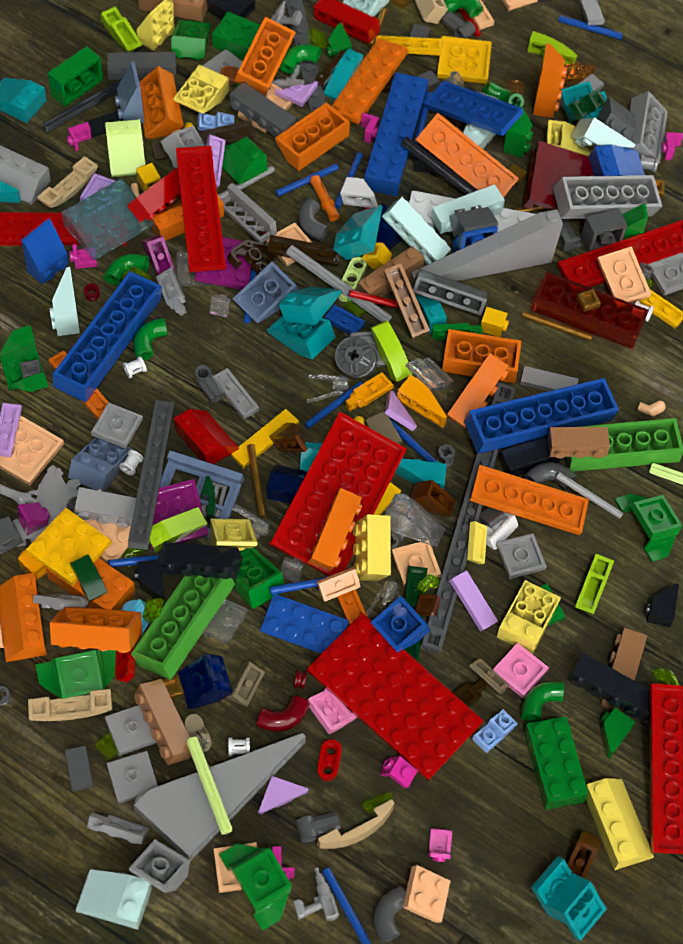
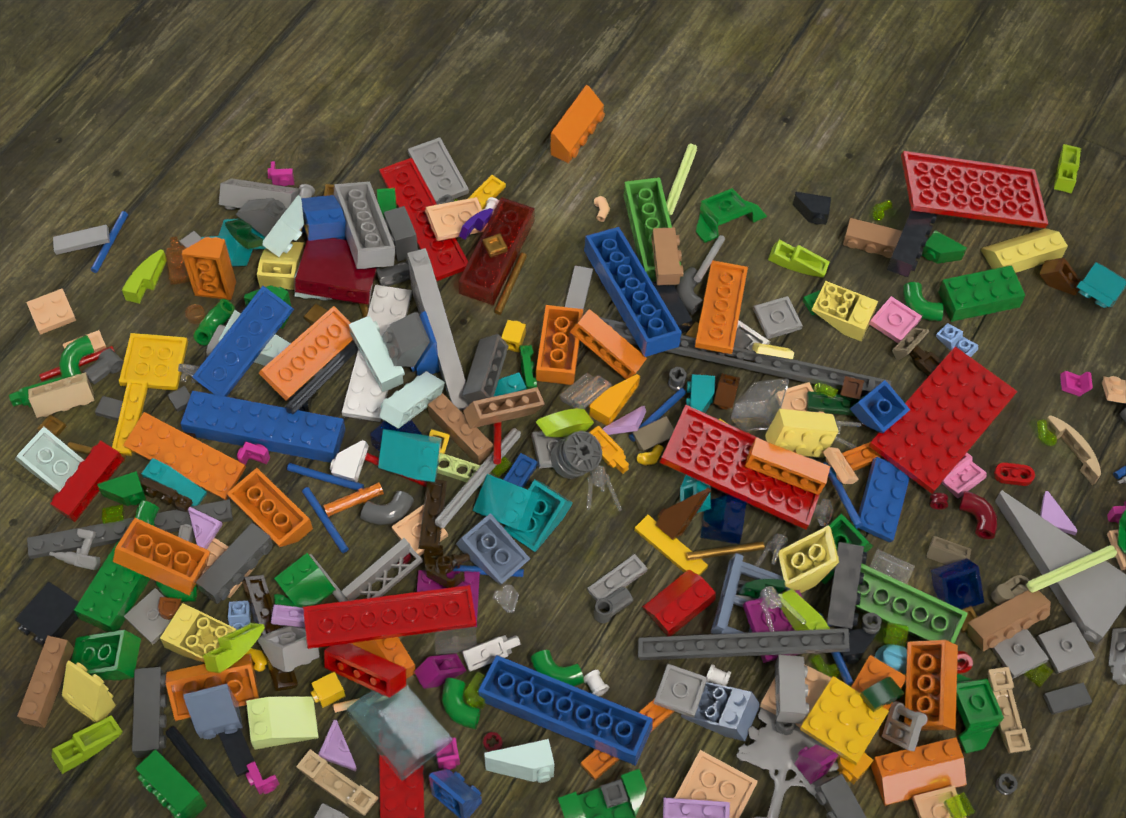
camera: 90 degrees left, 0 degrees up
(166, 581) = (869, 618): none -> dark grey bush
(185, 107) = (232, 647): none -> lime slope
(193, 497) = (772, 599): none -> clear plant
(239, 746) = (1017, 552): white bush -> none
(312, 827) = (1081, 484): dark grey piece -> none
(332, 406) = (627, 486): blue bar -> none
(398, 770) = (1012, 418): dark pink bracket -> none
(473, 601) = (834, 354): lavender tile -> none
(611, 281) = (477, 221): none -> dark purple slope

